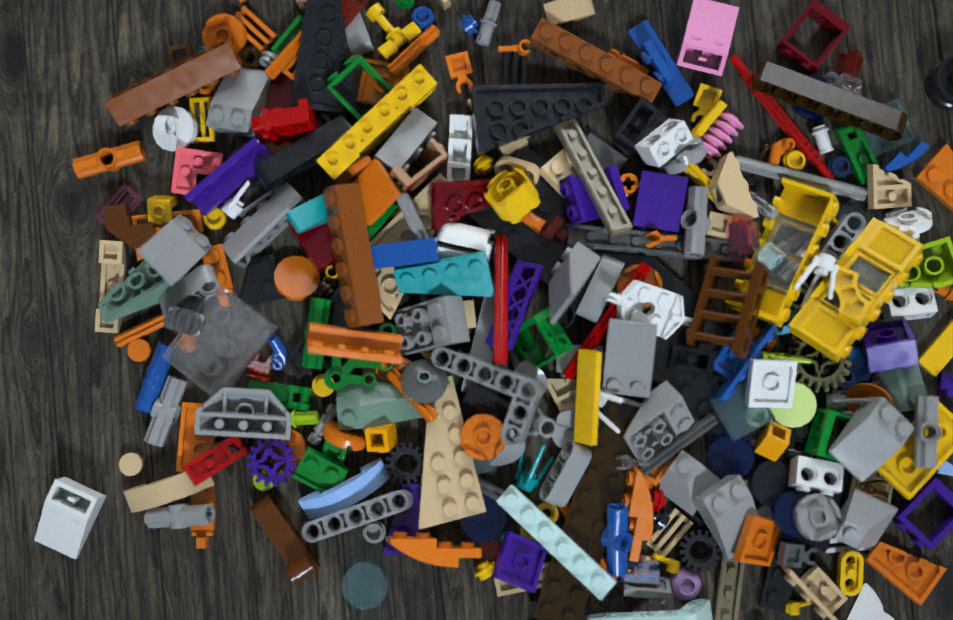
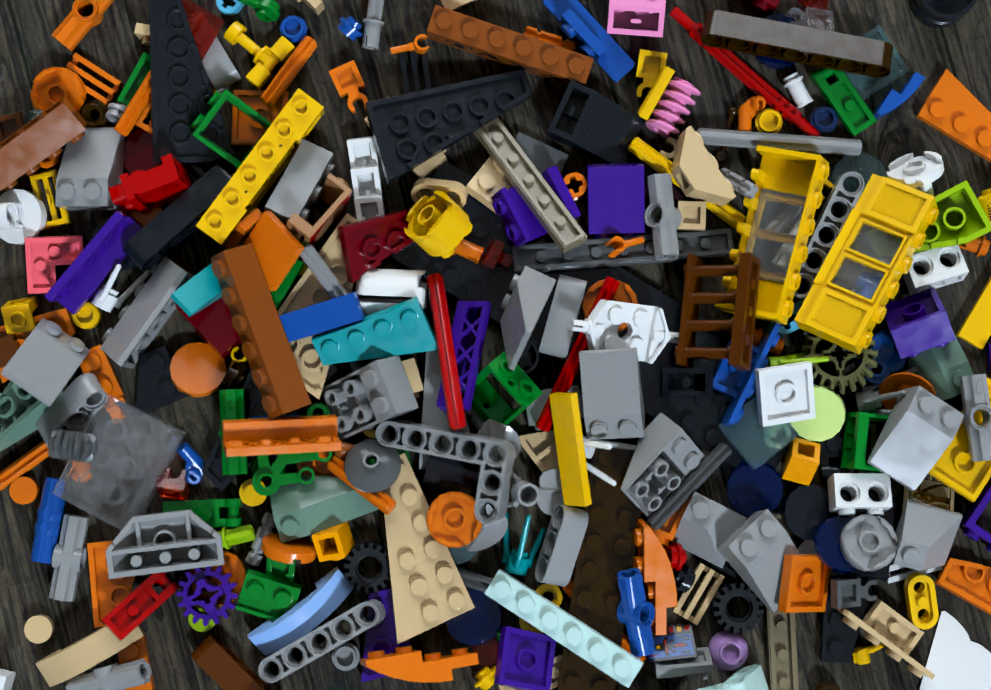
camera: 15 degrees left, 0 degrees up
(484, 165) = (398, 193): yellow plate -> none
(628, 462) = (632, 518): clear hand -> none
(664, 142) = (608, 129): white brick -> none
(671, 565) = (709, 631): yellow hand -> none
(692, 153) = (633, 139): light grey plate -> none
(744, 237) = (723, 225): clear pink brick -> none
(770, 256) = (759, 242): clear light blue tile -> none
(822, 265) = (822, 241): white plant -> none
(852, 304) = (864, 283): yellow tile -> none
(886, 189) = (884, 137): tan wing -> none

